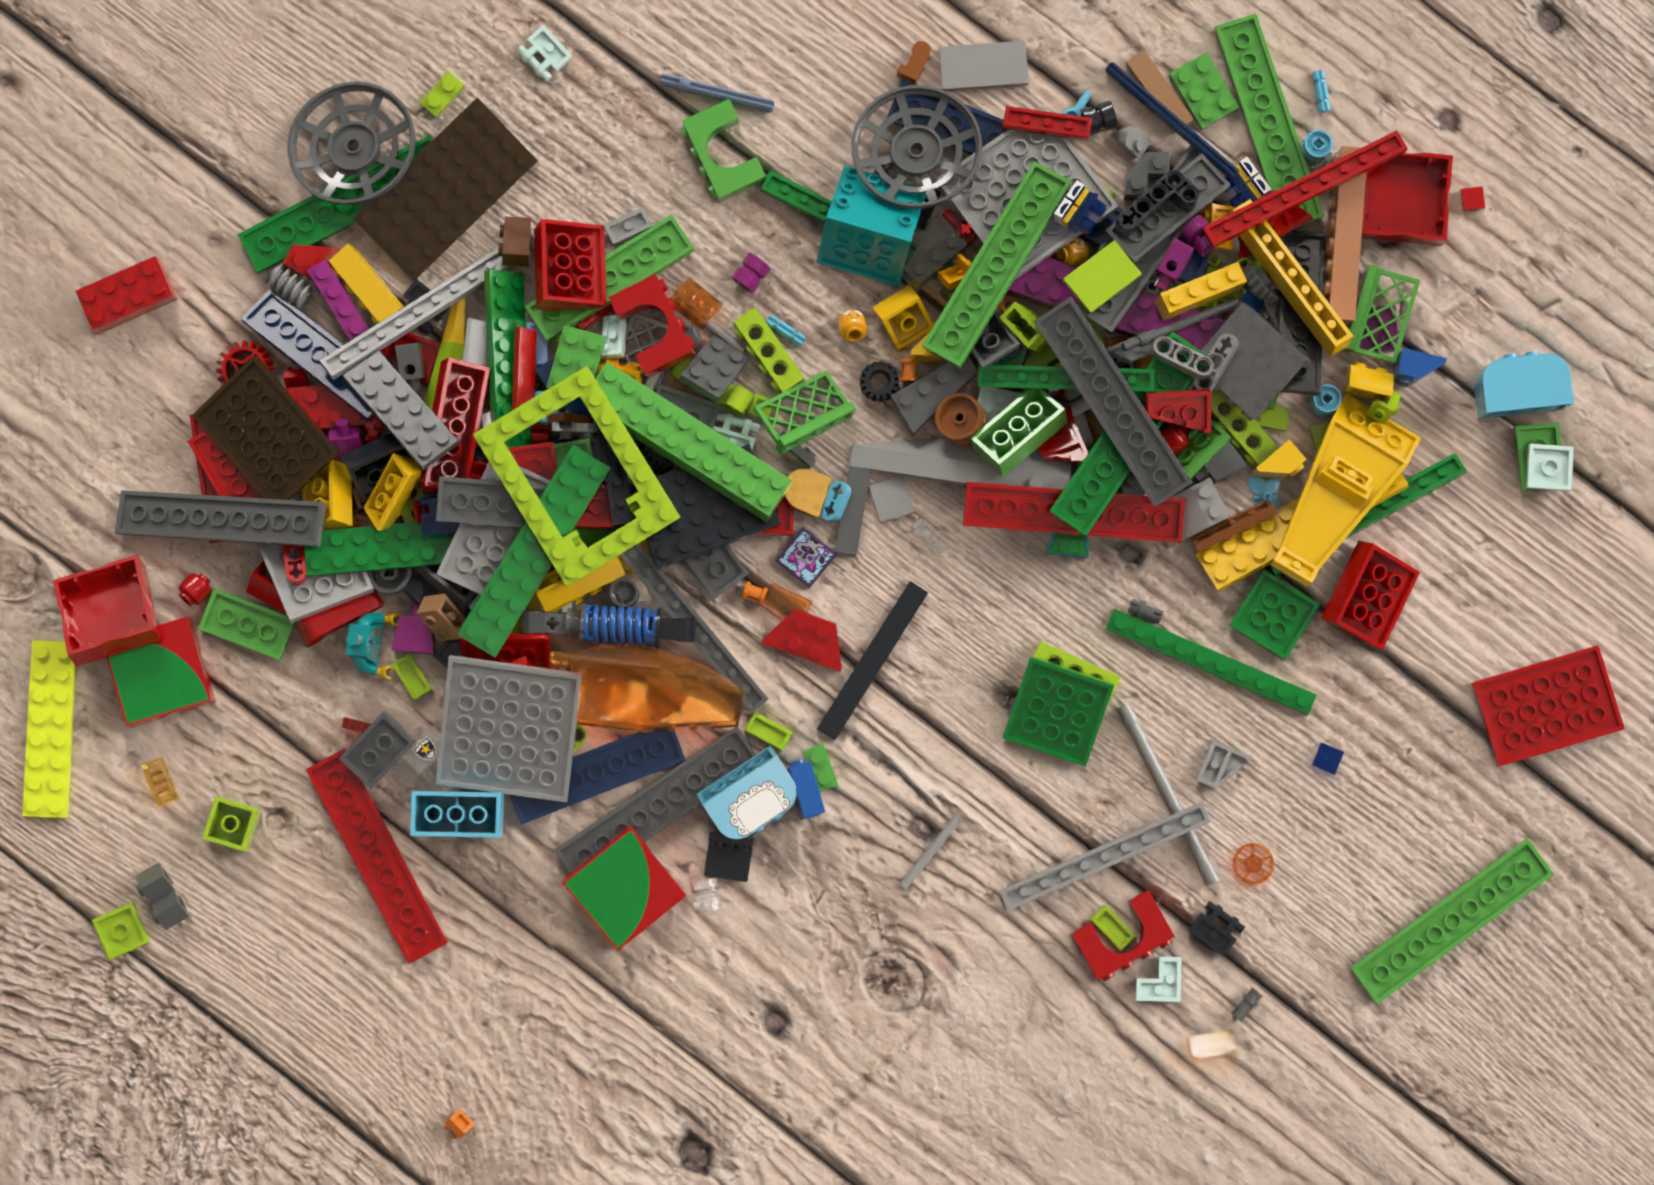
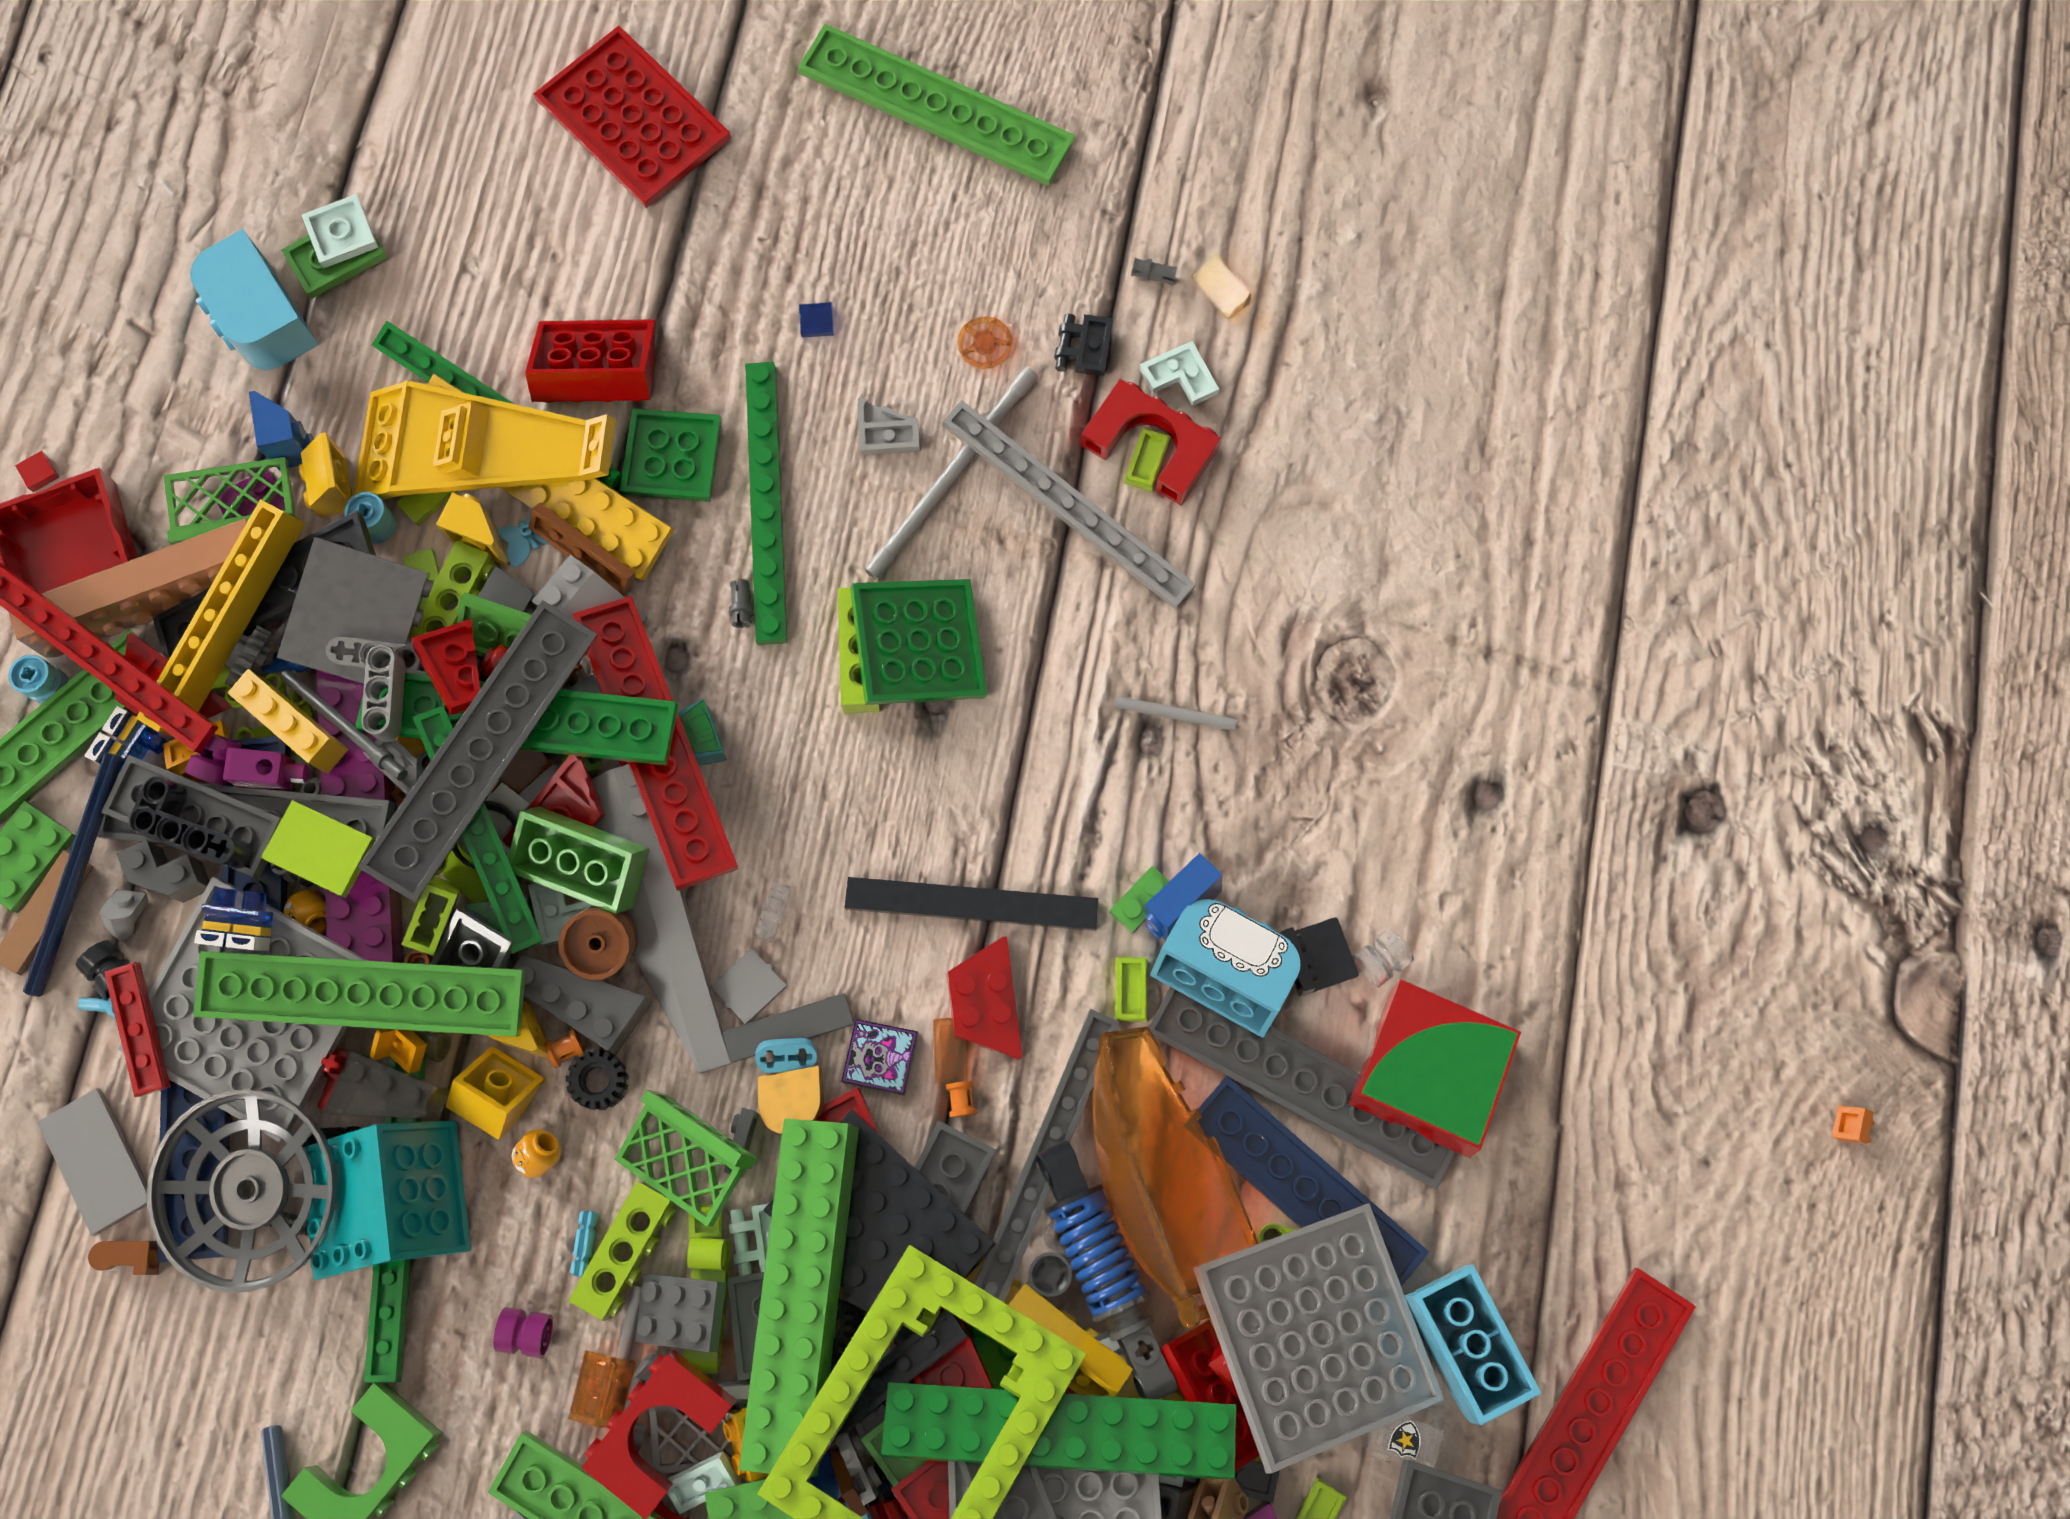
camera: 115 degrees left, 10 degrees down
(1382, 411) = (352, 444): lime bracket -> none

